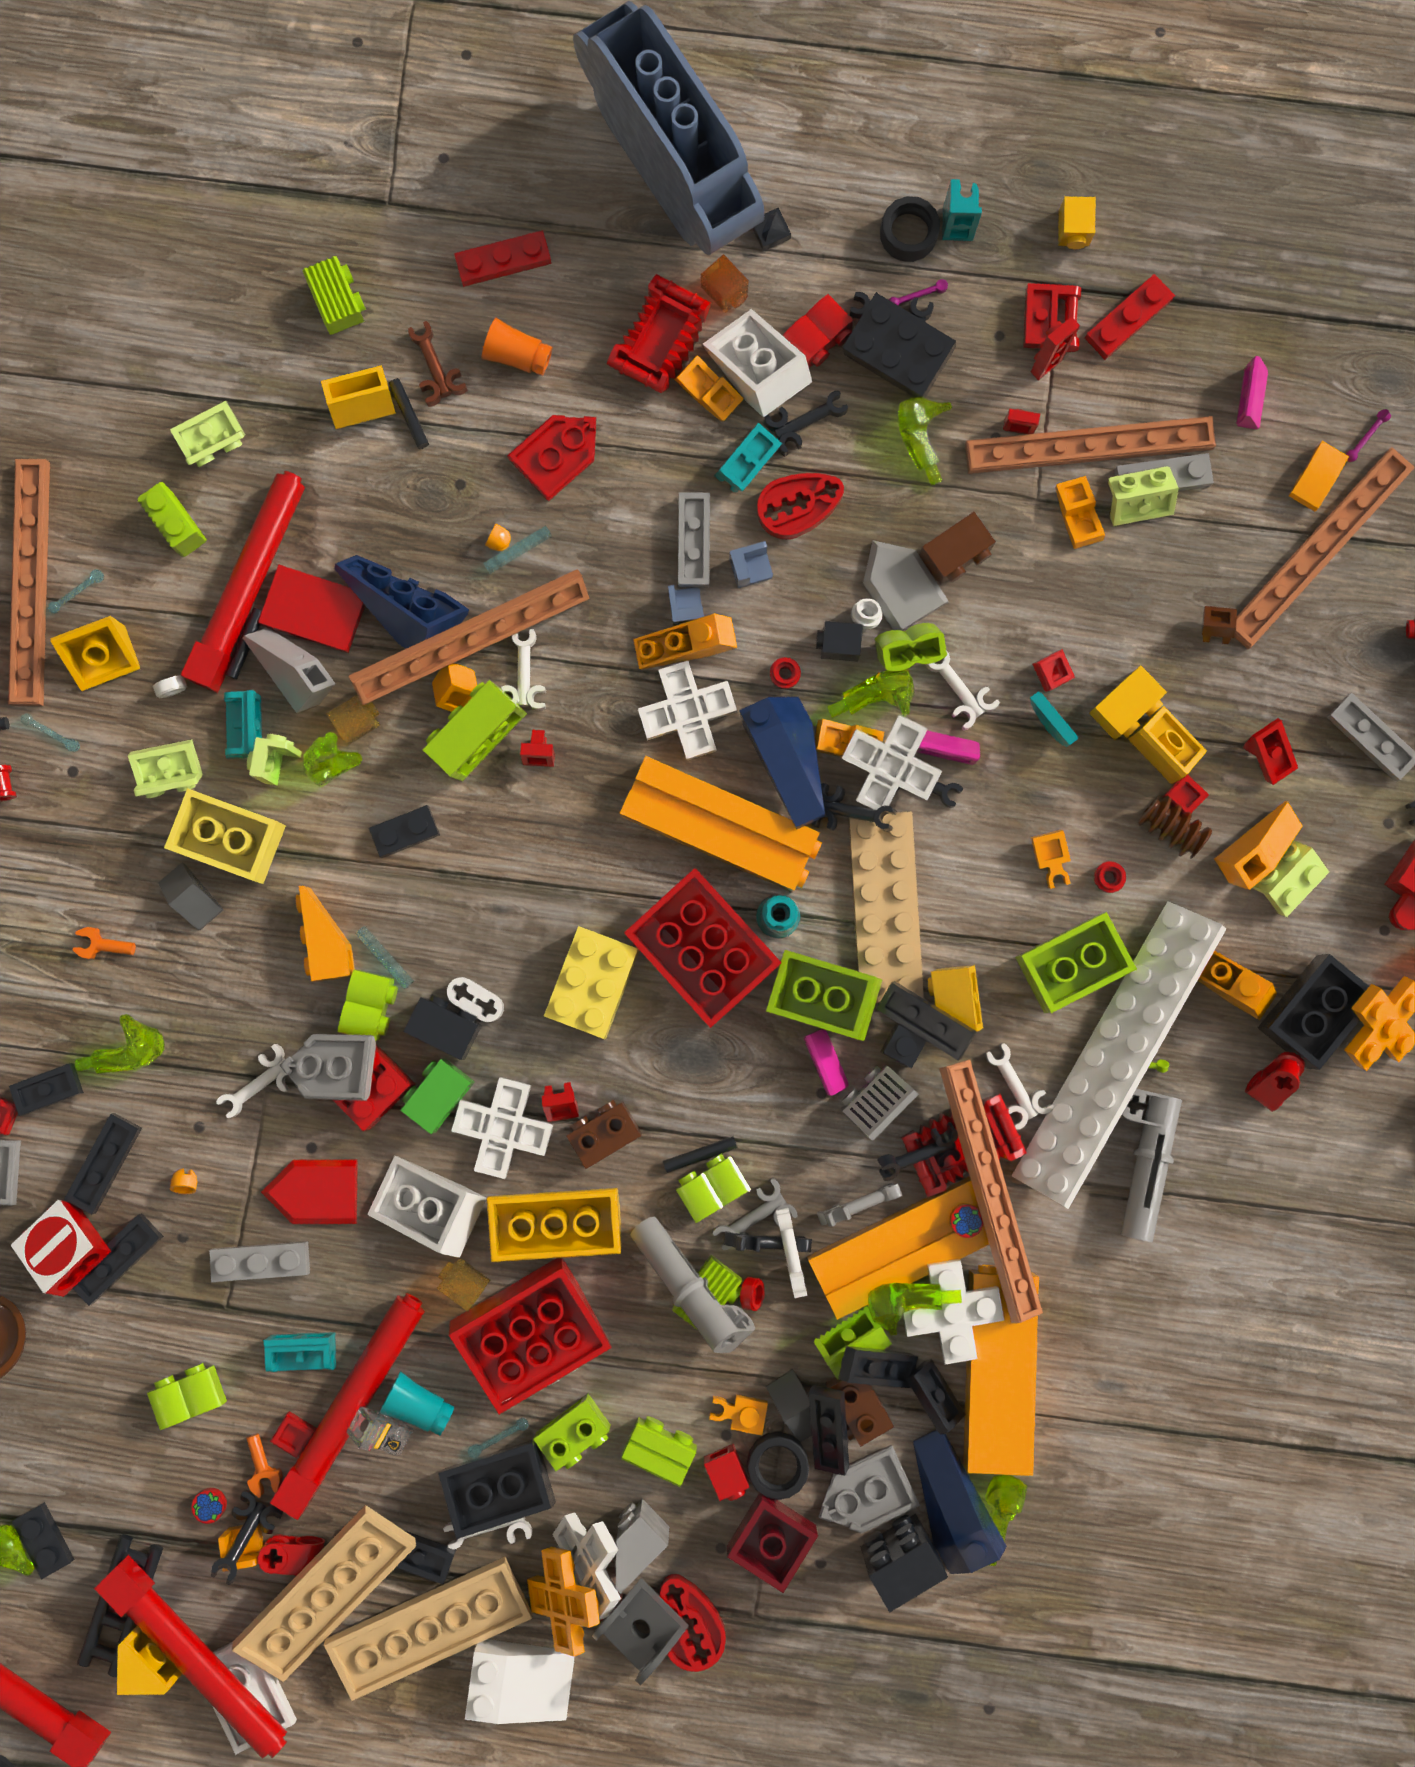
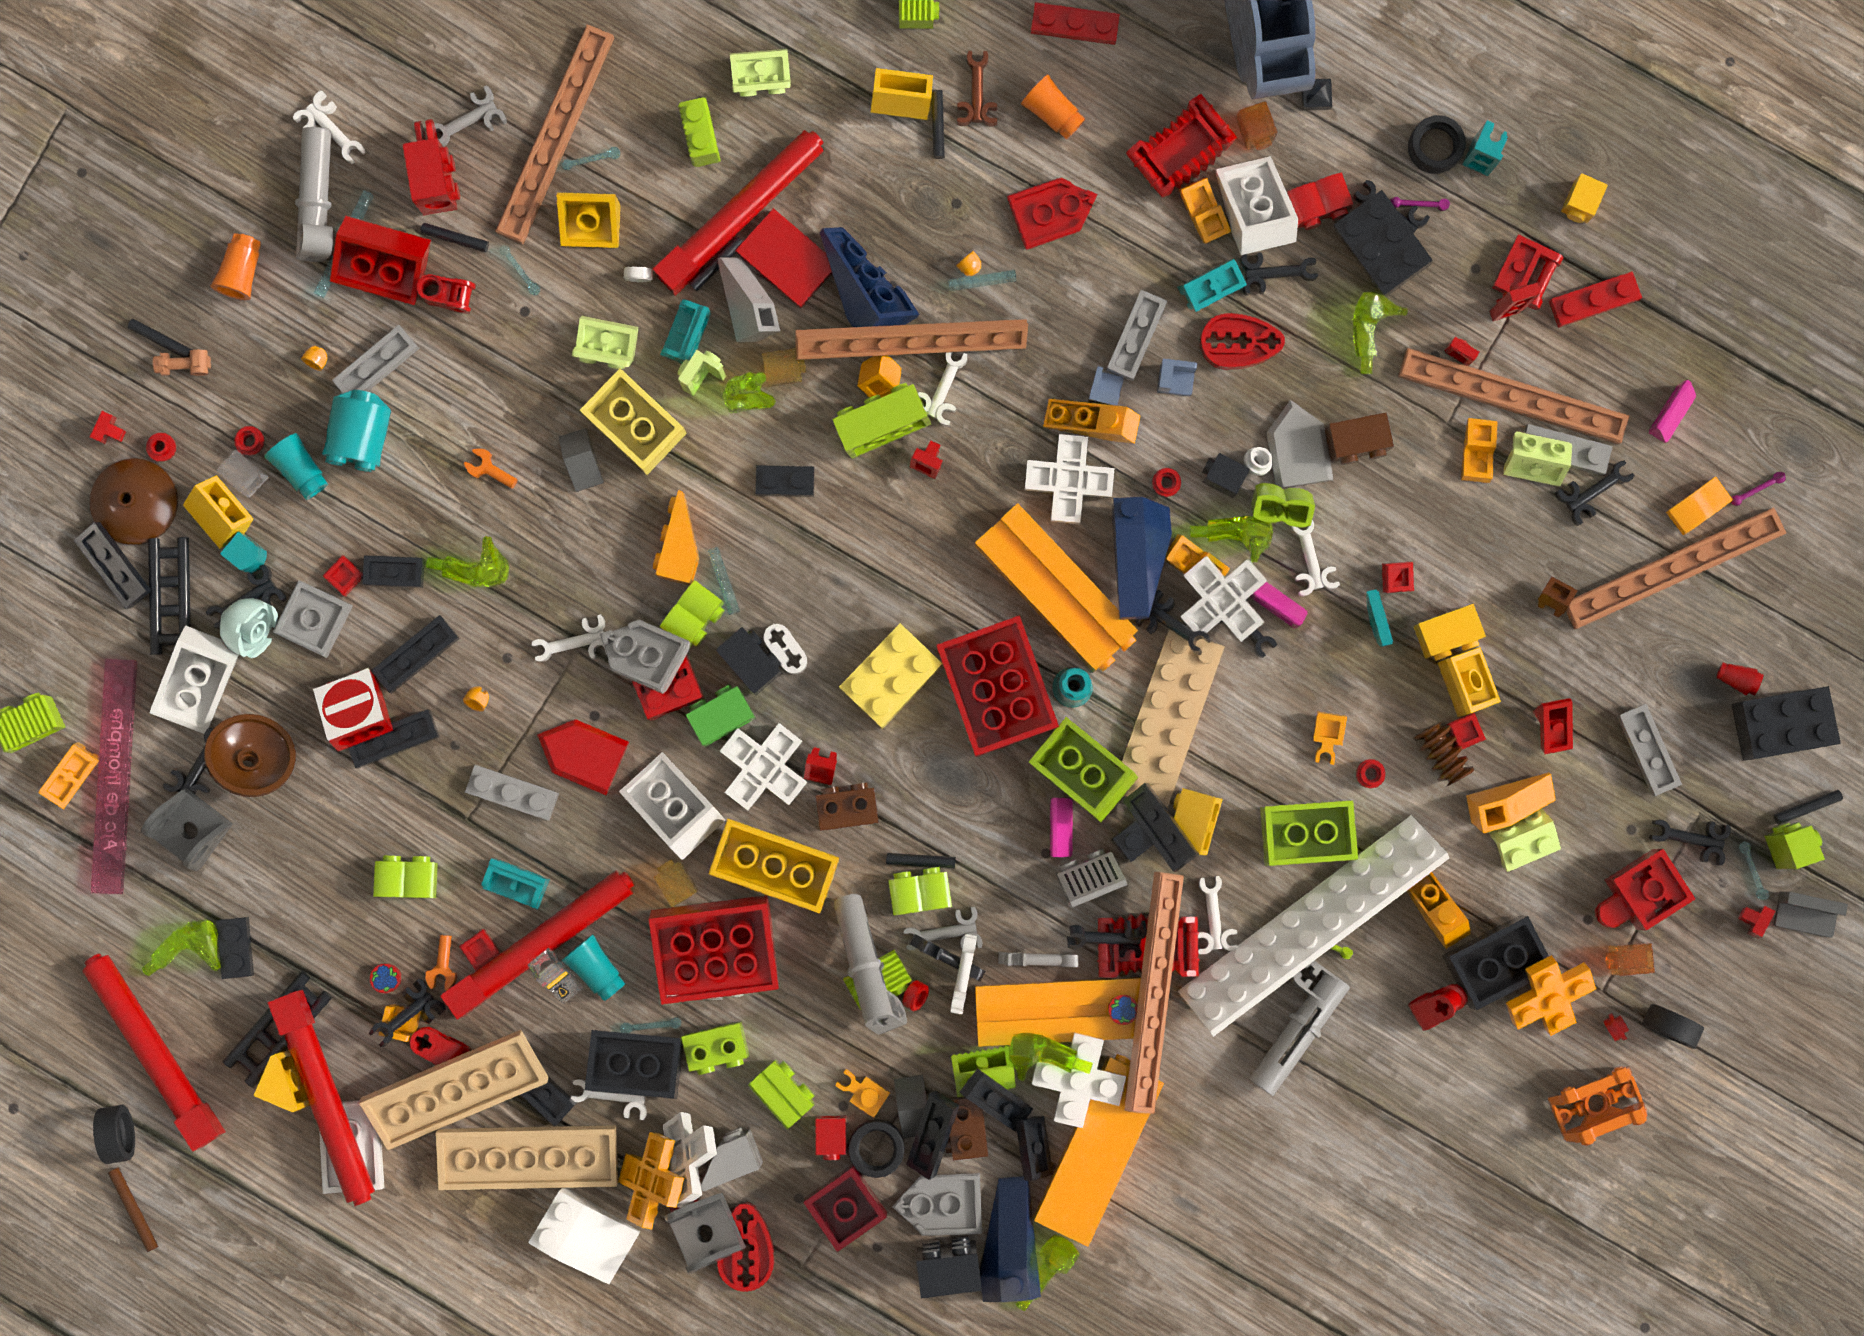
camera: 20 degrees right, 0 degrees up
(1198, 521) = (1577, 501): none -> black bar

